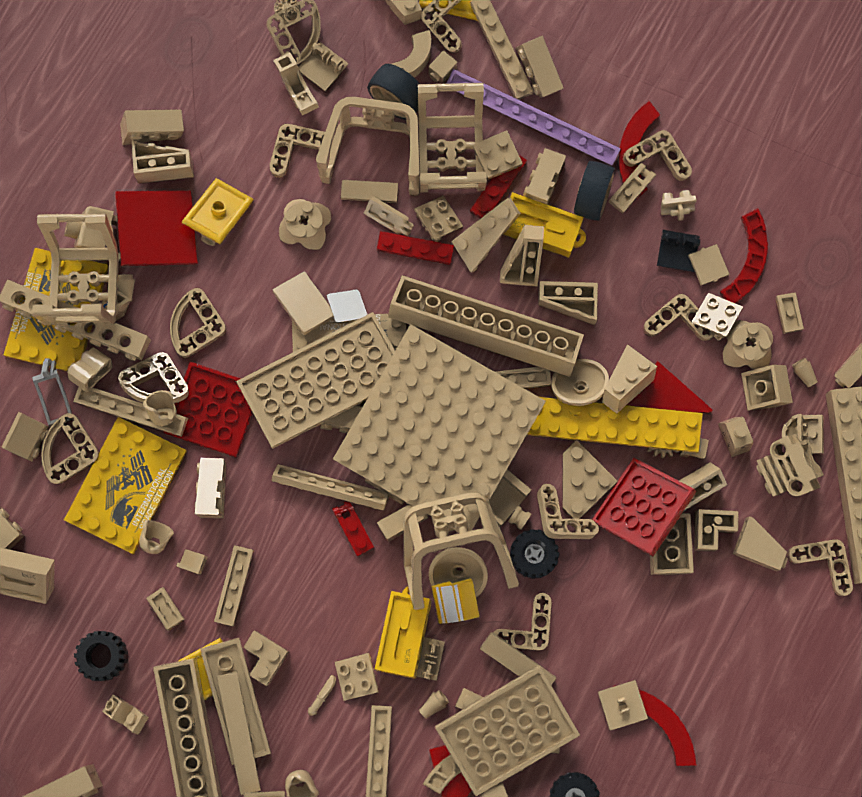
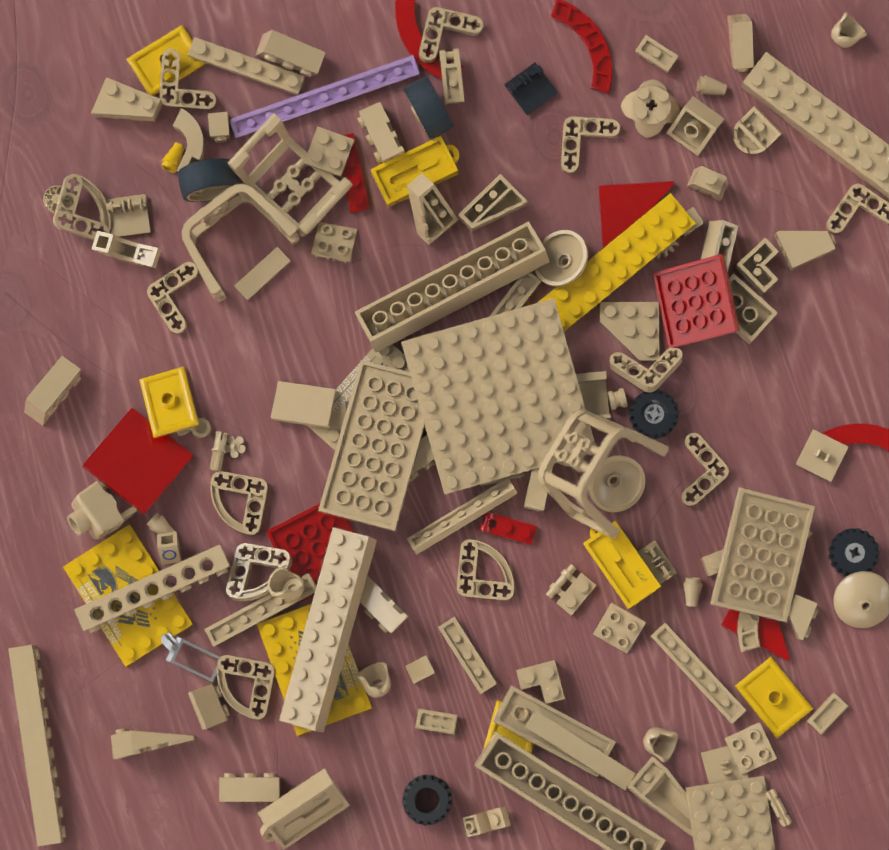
camera: 45 degrees left, 5 degrees up
(89, 369) = (200, 611): tan brick -> none
(92, 312) = (105, 502): tan windscreen -> none
(156, 468) = (328, 630): none -> tan brick
(160, 163) = (88, 410): tan wedge -> none
(215, 277) = (218, 451): none -> tan axle
(221, 251) = (203, 429): none -> tan tile
(231, 285) = (235, 446): none -> tan plant
(291, 543) = (475, 584): none -> tan beam
(310, 235) = (236, 360): tan brick -> none
(322, 695) = (608, 662): tan piece -> none
(347, 305) = (336, 374): white sticker -> none
(352, 621) = (575, 594): none -> tan plate
(388, 216) = (297, 278): tan hinge -> none
(390, 57) = (173, 158): none -> yellow cone
(415, 248) = (339, 281): red plate -> none
(455, 601) = (633, 504): yellow slope -> none
(485, 233) = (381, 227): tan wing -> none
(511, 657) = (712, 502): tan tile -> none
(628, 379) = (594, 221): tan wedge -> none
(678, 206) = (498, 56): tan hips -> none
(708, 264) = (563, 76): tan piece -> none
(717, 315) = (607, 109): hinge -> none
(786, 469) = (768, 173): tan piece -> none

